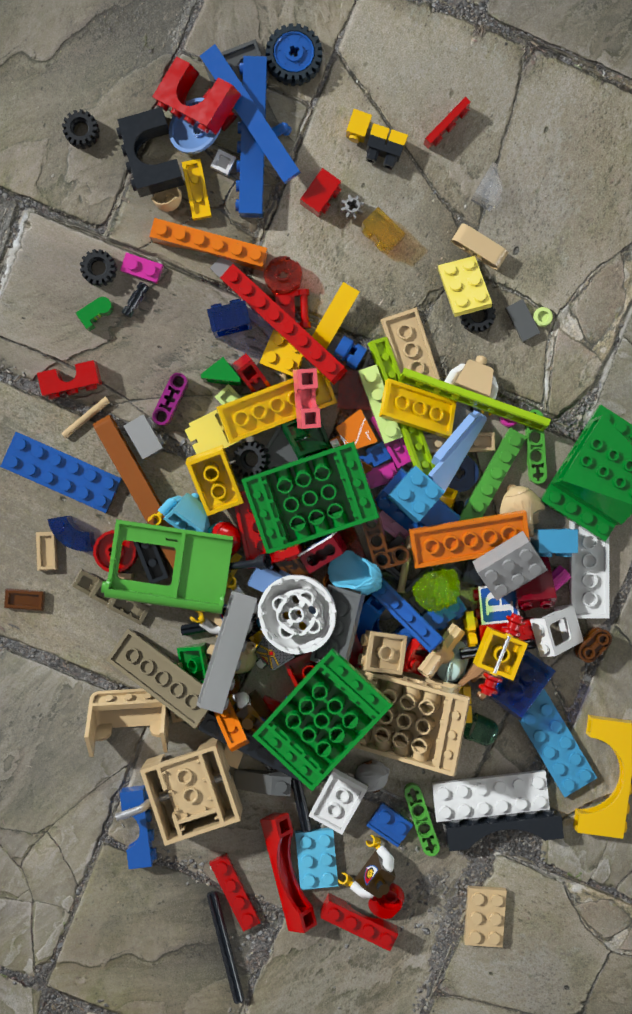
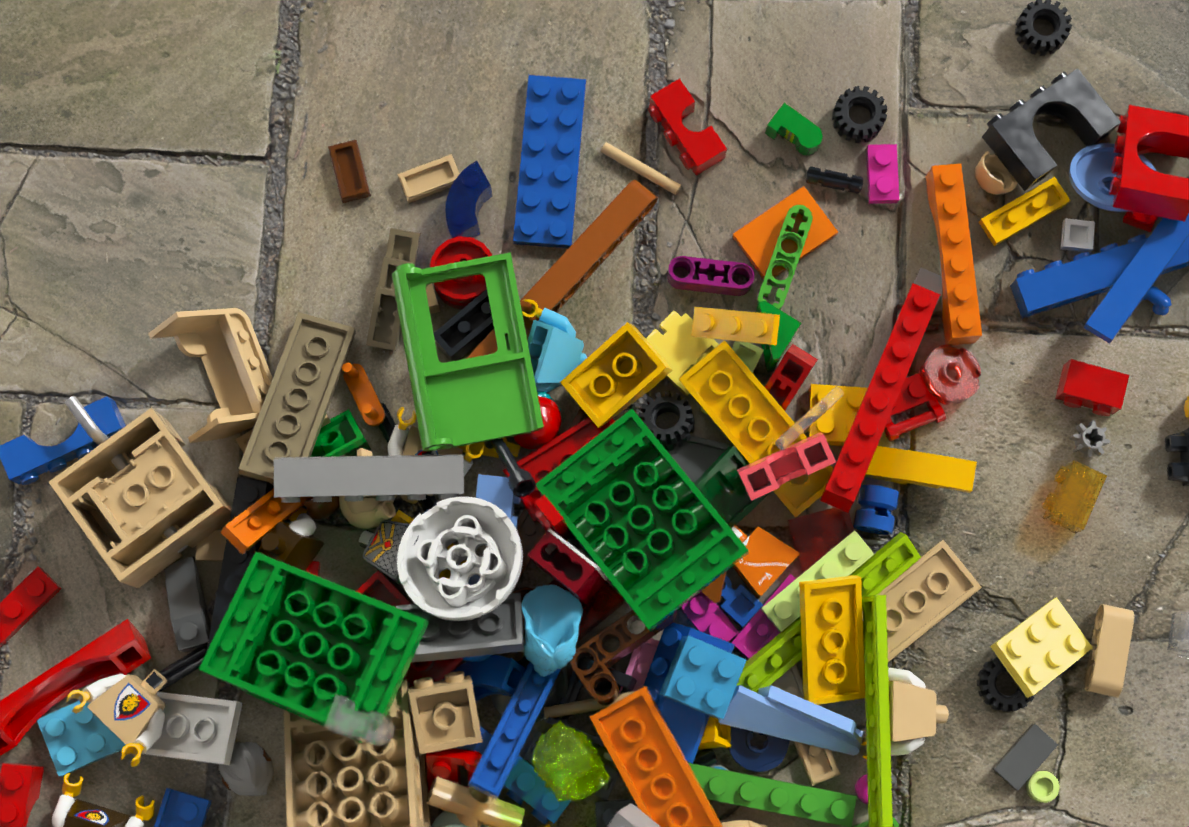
camera: 70 degrees right, 10 degrees down
(144, 436) = (642, 258): light grey brick -> none
(159, 343) = (760, 235): none -> orange tile
(171, 636) = (363, 394): none -> orange piece
(176, 350) = (784, 259): none -> bright green beam
(210, 396) = (735, 325): none -> yellow plate
(229, 318) = (859, 317): clear blue brick -> none
(281, 372) = (809, 418): none -> clear bar
(315, 835) = (127, 709): none -> torso
(384, 705) = (368, 727): none -> clear leg

